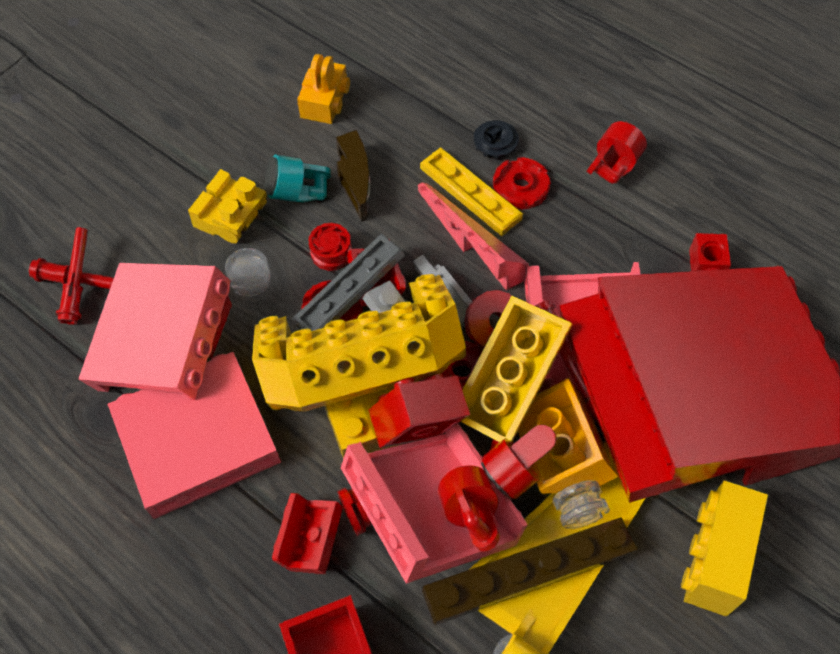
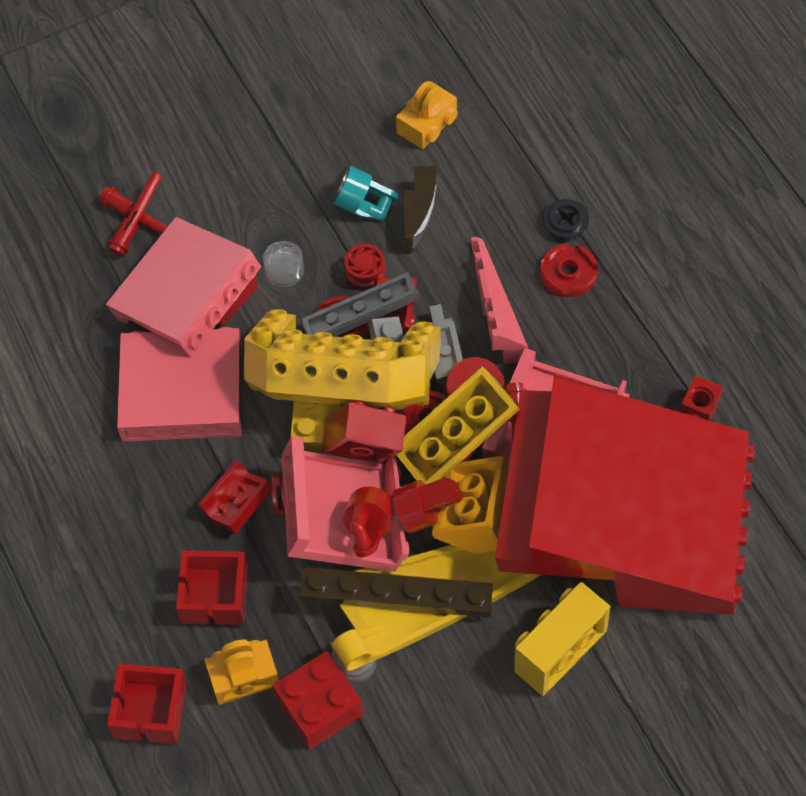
camera: 25 degrees right, 0 degrees up
(227, 206) = (290, 197): yellow hips -> none
(471, 191) = (518, 261): yellow tile -> none
(580, 504) = (461, 559): clear wheel -> none
(620, 149) = (676, 269): red piece -> none

